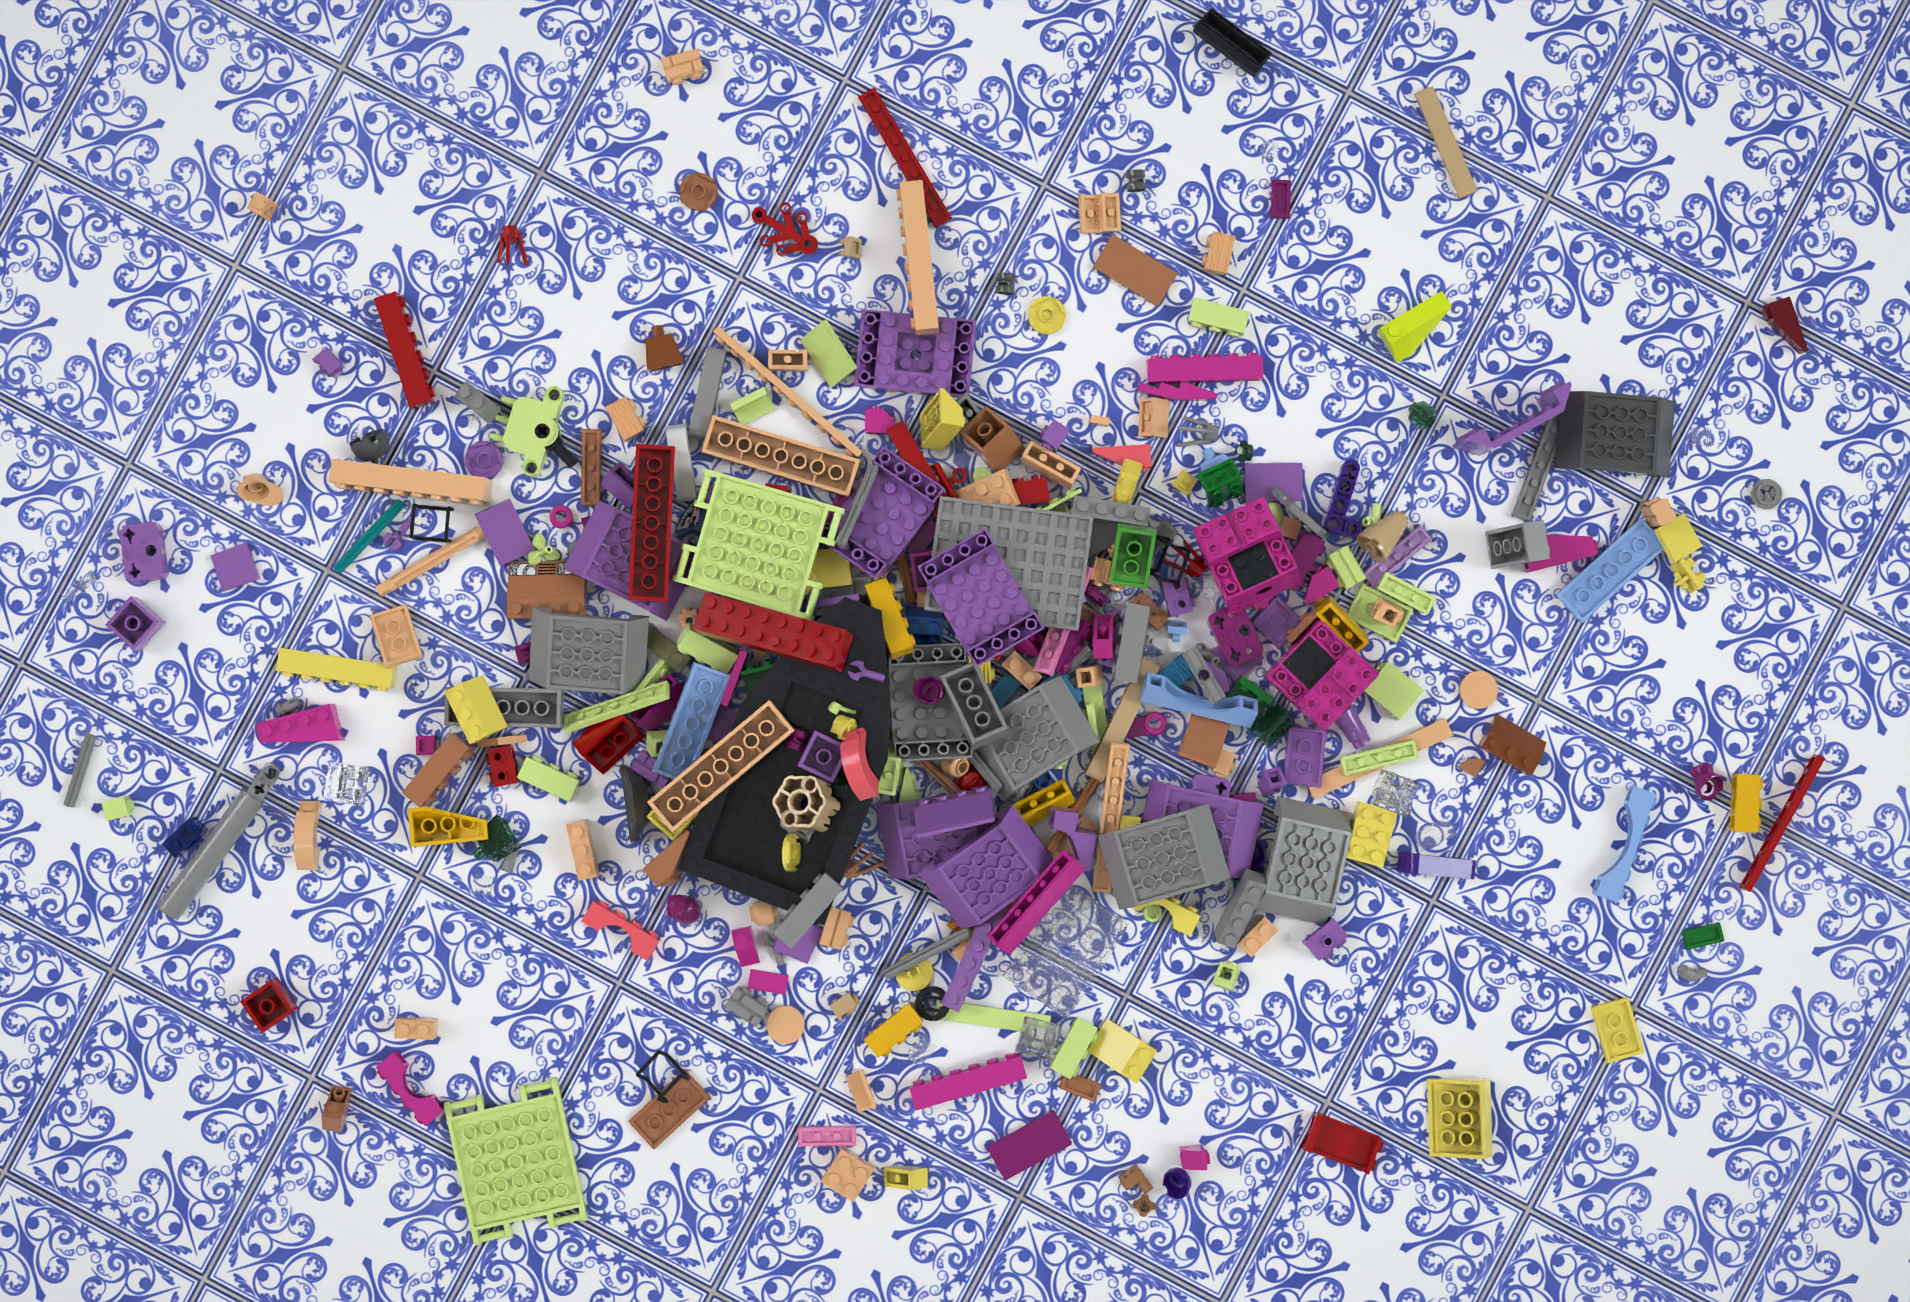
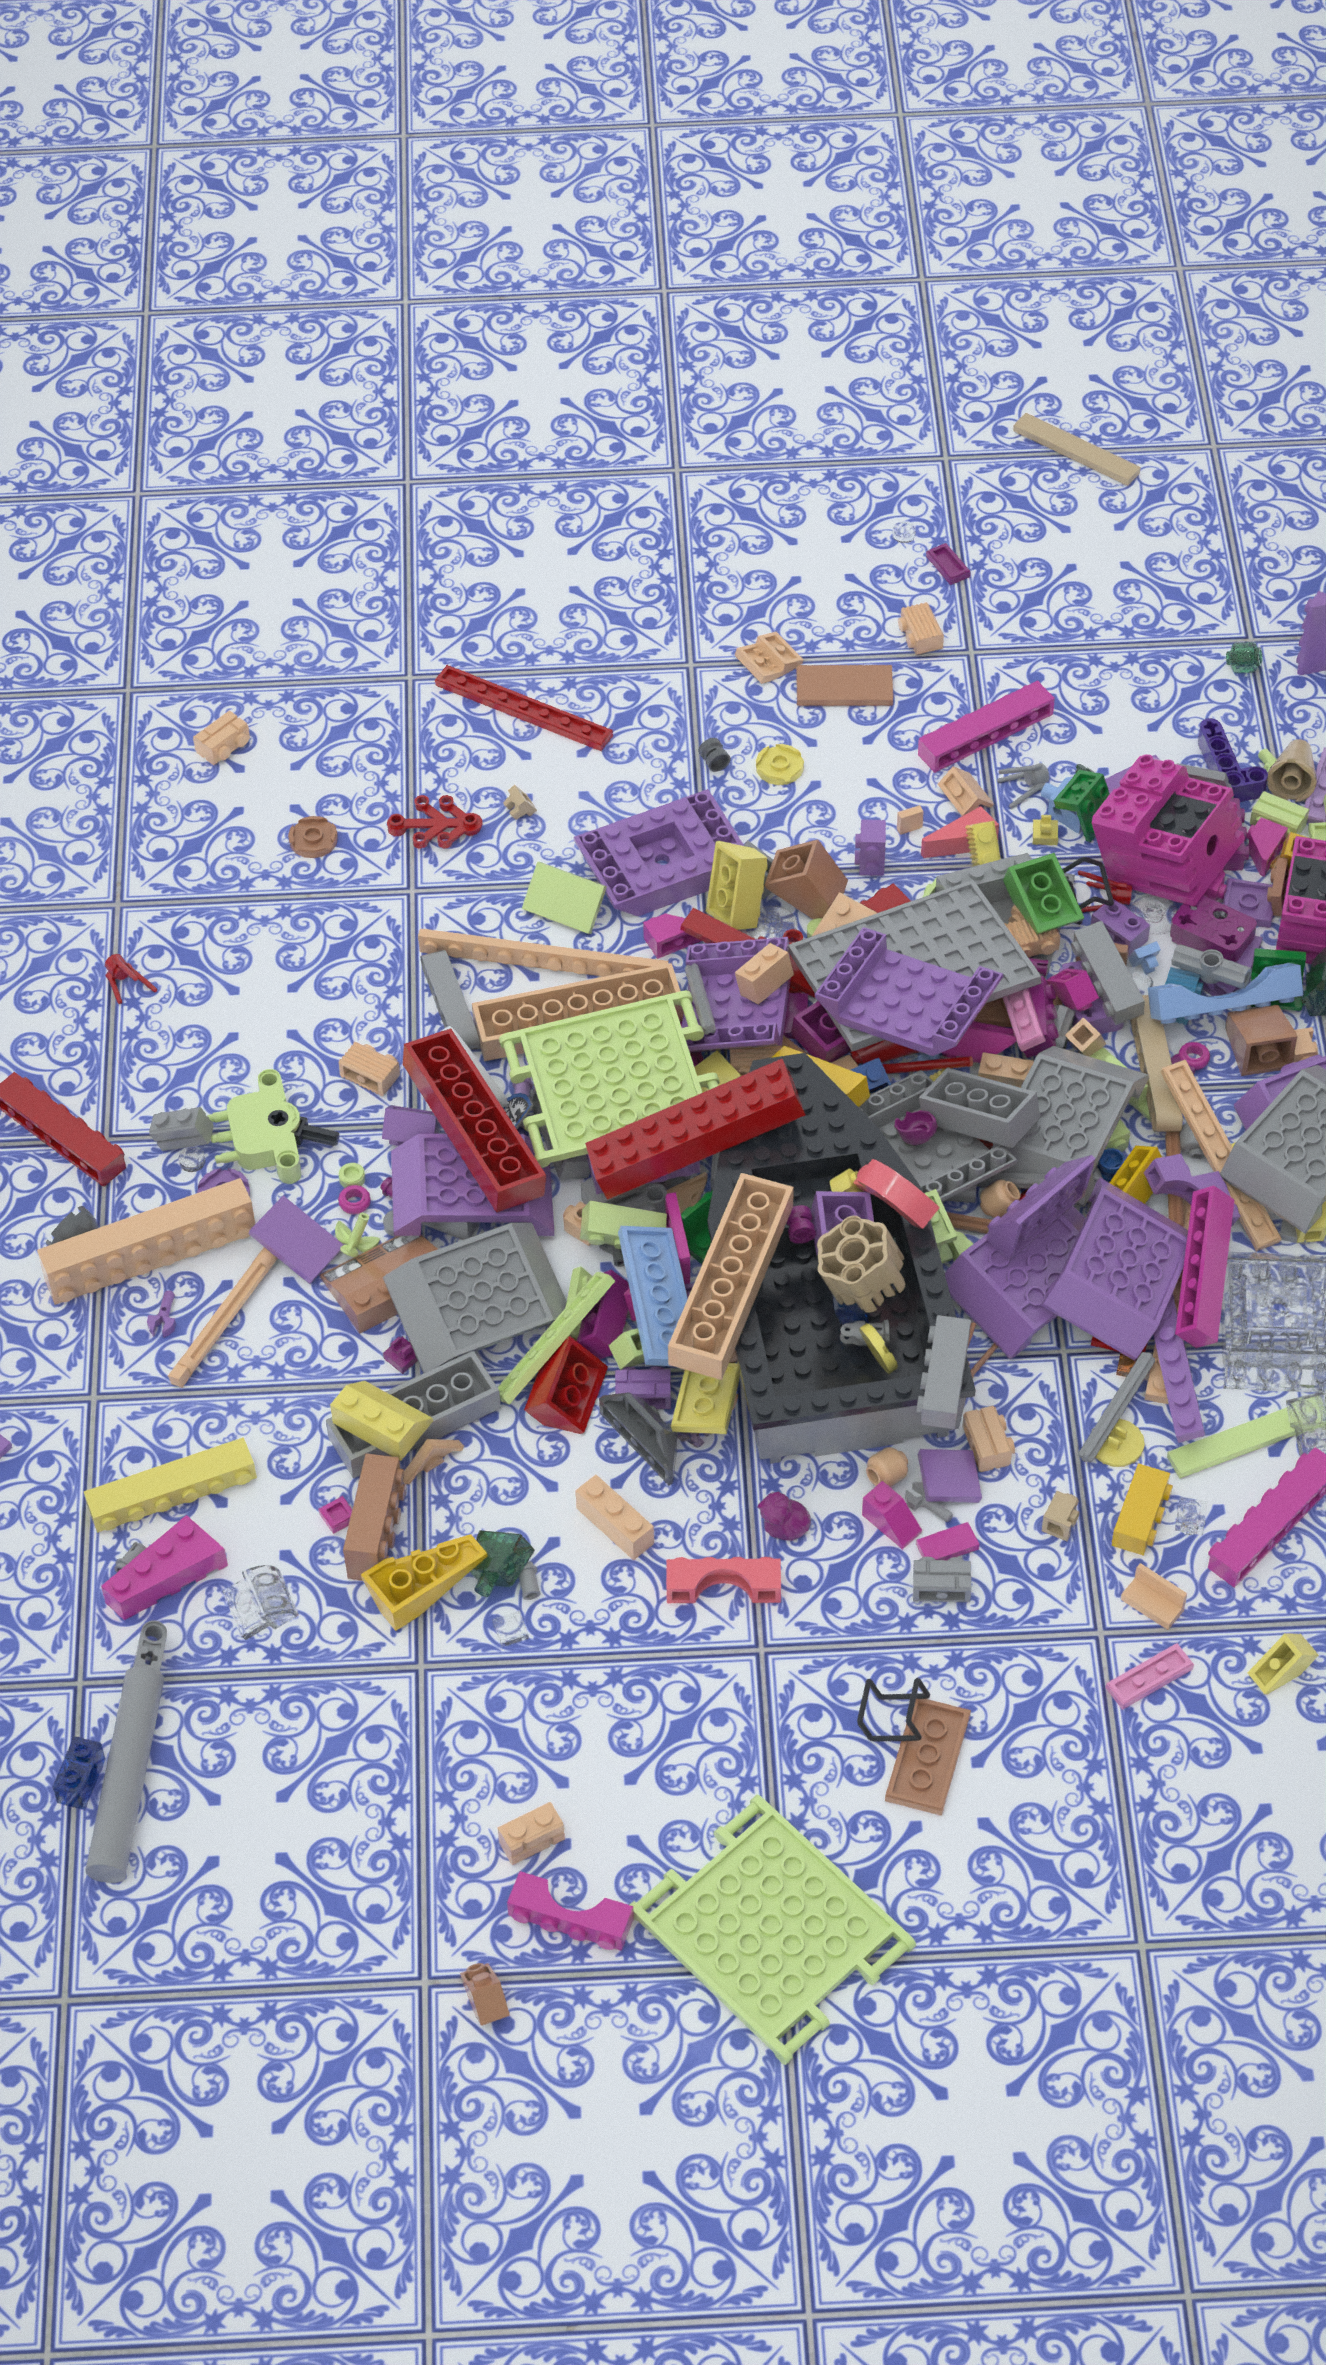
camera: 30 degrees left, 35 degrees down
(269, 1005) = (314, 1909): red brick -> none
(305, 835) = (247, 1685): light nougat arch -> none
(369, 536) = (127, 1333): teal axle -> none
(396, 636) = (227, 1410): light nougat tile -> none
(447, 509) = (174, 1274): black piece -> none
(502, 765) = (452, 1481): red brick -> none
(549, 778) = (519, 1465): yellowish green brick -> none
(570, 496) = (351, 1174): none -> yellowish green tile
(591, 467) = (358, 1136): nougat tile -> none
(662, 350) = (371, 987): dark orange torso -> none
(664, 867) = (733, 1449): nougat slope -> none
(667, 650) = (589, 1255): olive slope -> none
(752, 406) = (509, 982): yellowish green panel -> none
(785, 1024) = (1004, 1579): light nougat tile -> none
(788, 360) = (523, 922): light nougat brick -> none
(834, 707) = (822, 1178): yellowish green hand -> none
(847, 1173) = (1209, 1697): light nougat brick -> none
(865, 672) = (828, 1113): medium lavender bar -> none
(908, 511) = (764, 973): none -> light nougat brick
(918, 257) = (605, 763): light nougat brick -> none
(920, 1008) = (1169, 1438): black piece -> none
(1050, 465) = (875, 873): light nougat brick -> none
(1135, 180) = (788, 613): dark grey wheel -> none
(1185, 392) = (979, 756): dark pink slope -> none
(1218, 317) = (963, 678): yellowish green brick -> none
(1232, 42) = (796, 467): black piece -> none
(1410, 329) = (1169, 599): neon yellow wedge -> none

